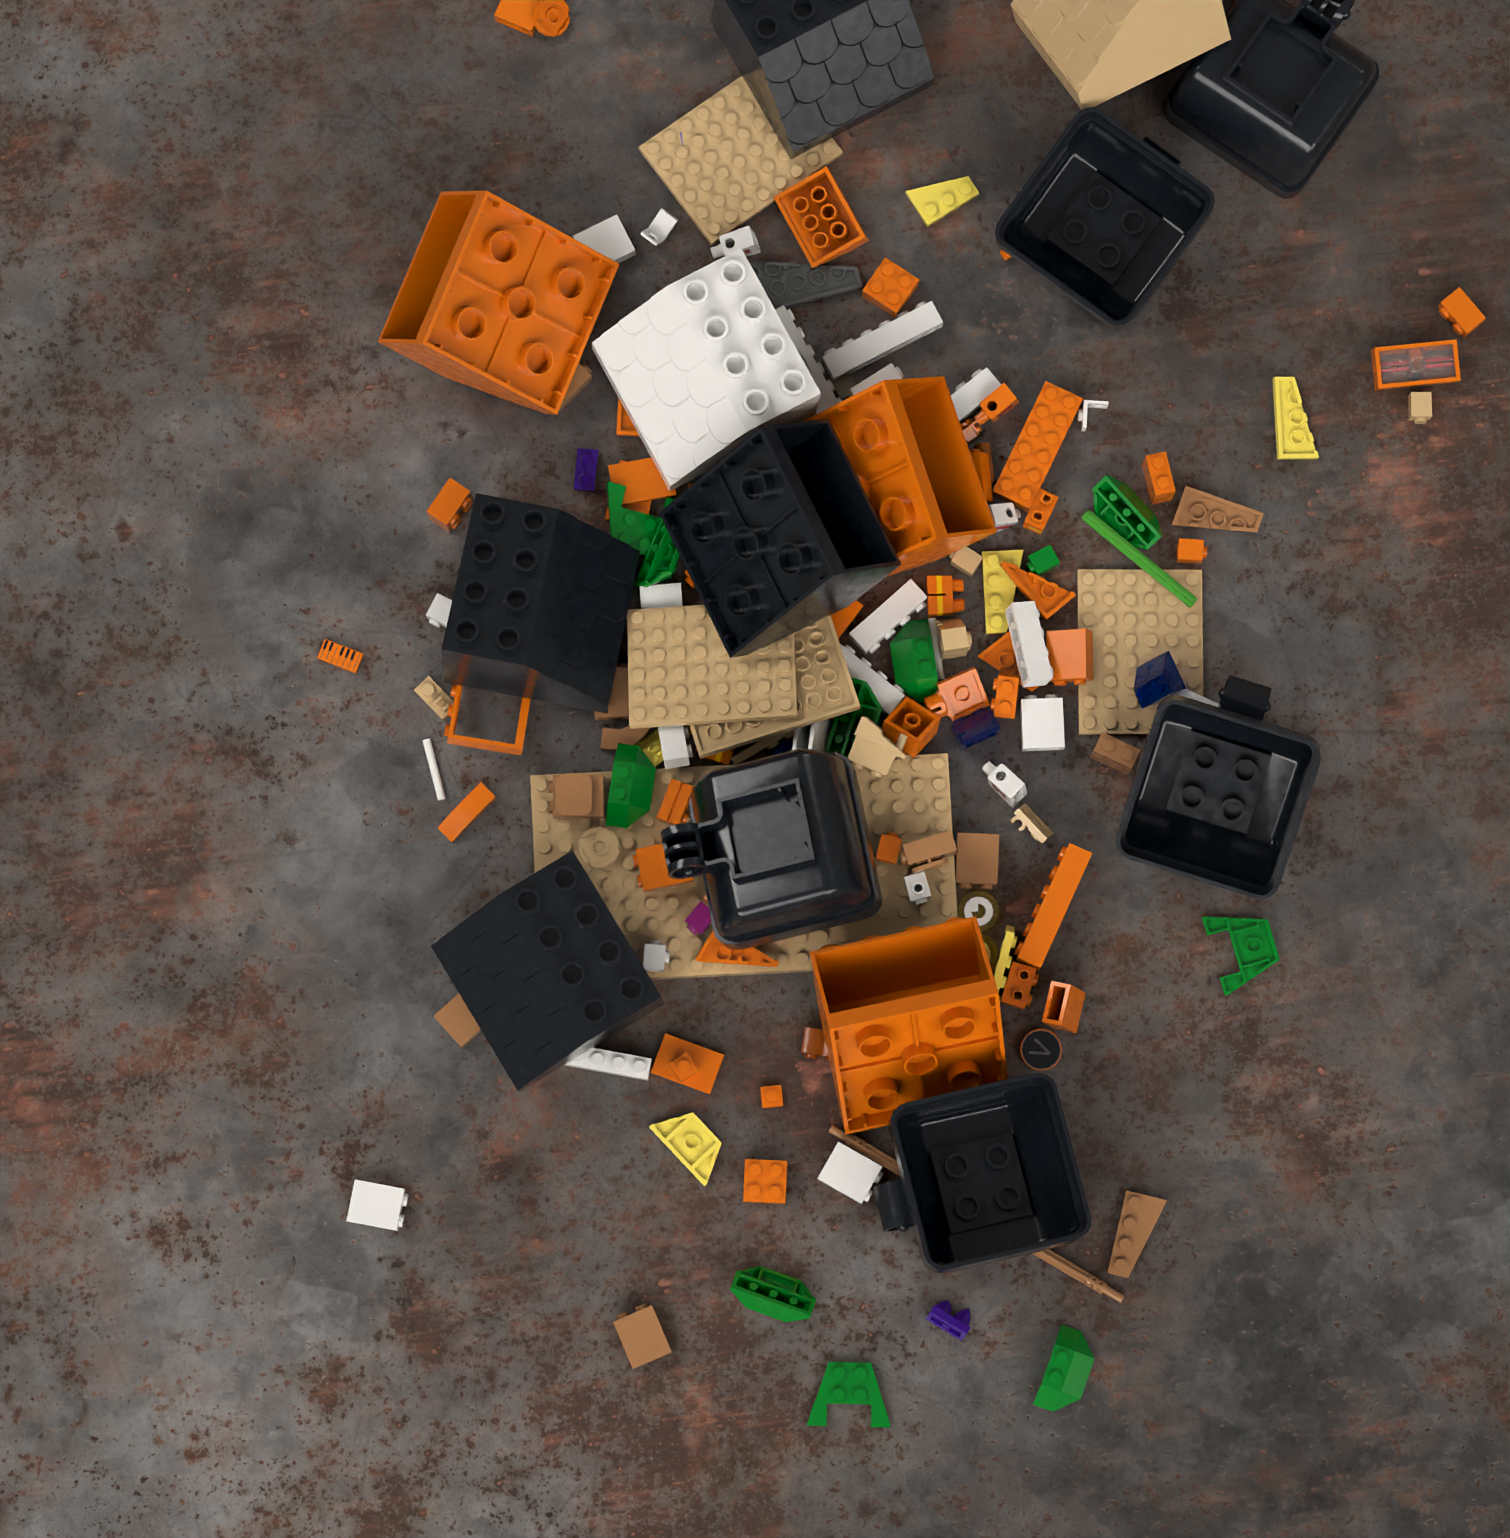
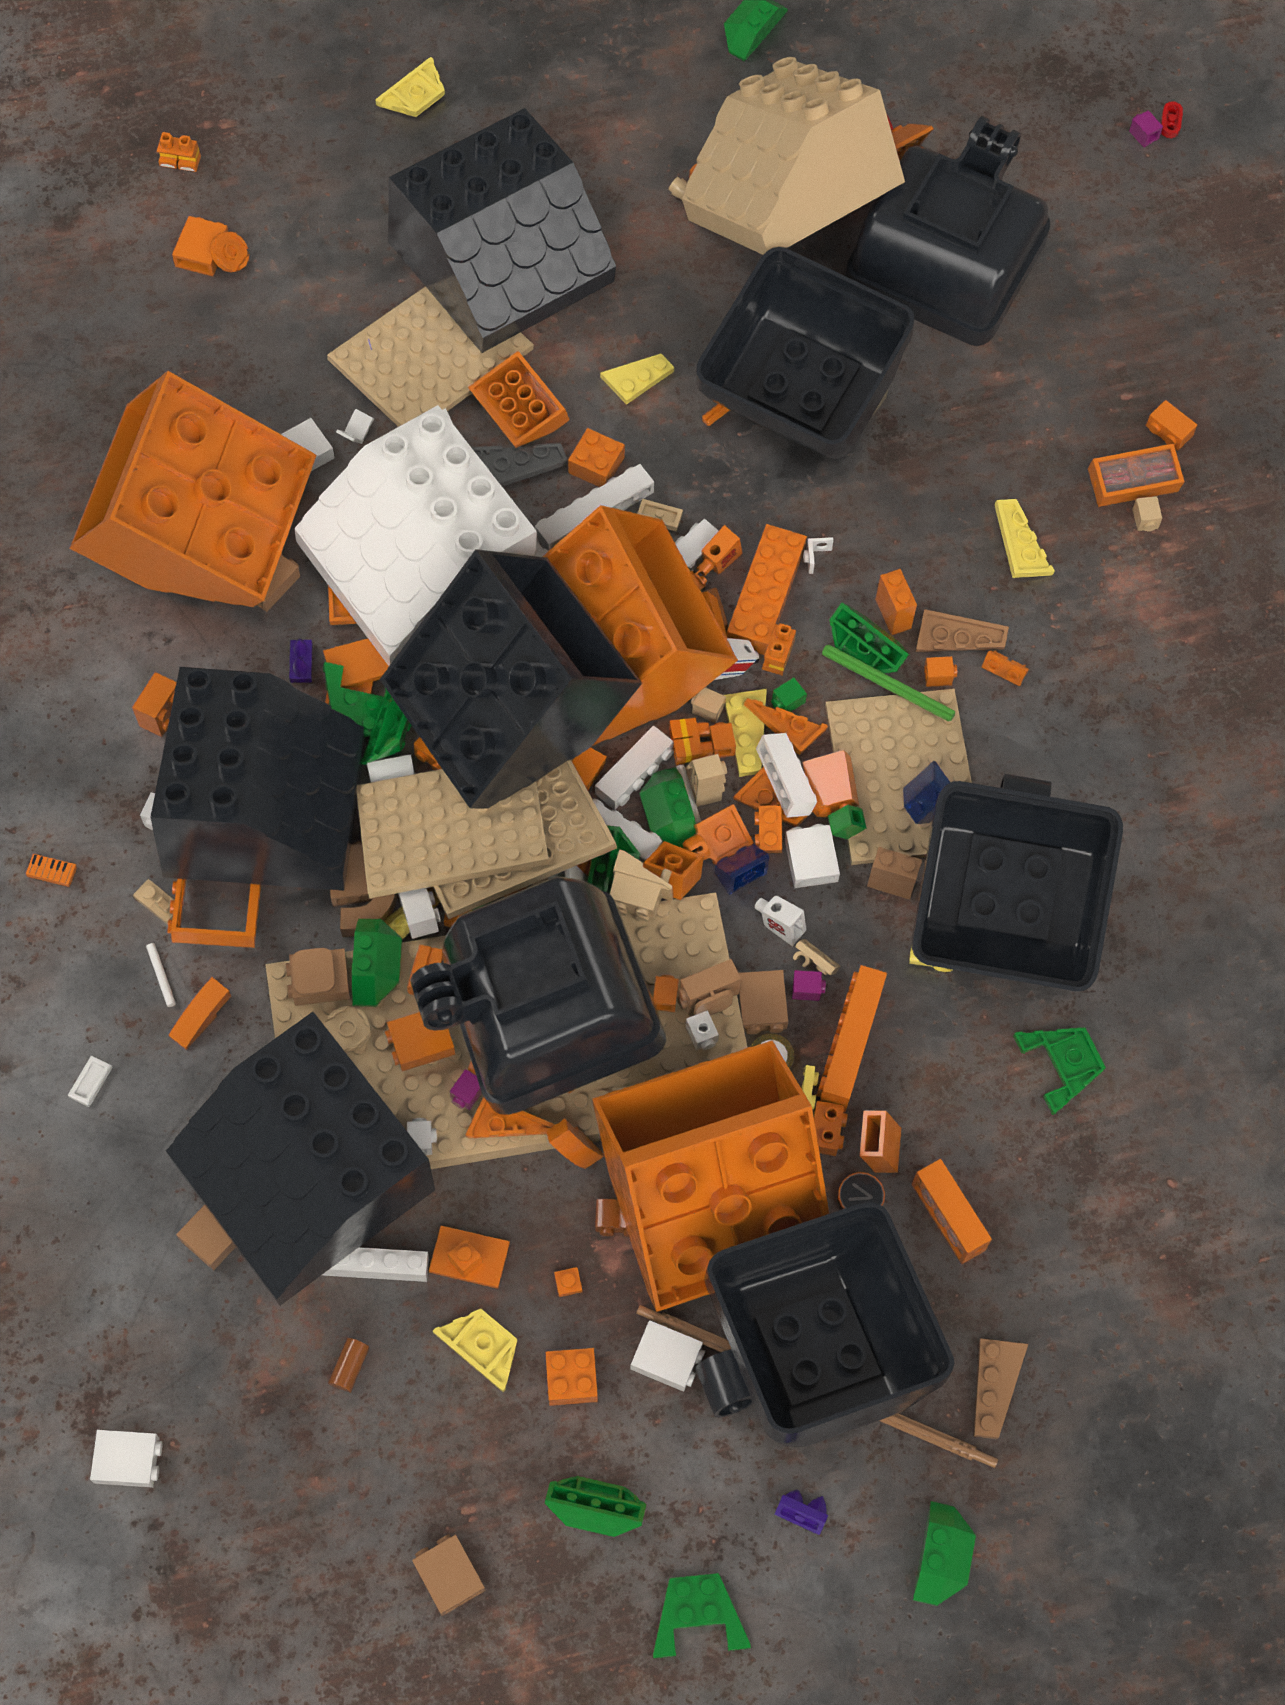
camera: 10 degrees left, 15 degrees down
(364, 863) = (90, 1081): none -> white tile
(573, 1147) = (349, 1364): none -> dark orange brick
(789, 978) = (573, 1144): none -> orange slope
(944, 354) = (670, 515): none -> tan plate
(974, 597) = (722, 739): none -> orange brick
(1020, 849) = (808, 985): none -> magenta brick
(1079, 697) = (847, 821): none -> green brick
(1117, 1076) = (951, 1211): none -> orange brick
(1260, 558) = (1001, 666): none -> orange hinge

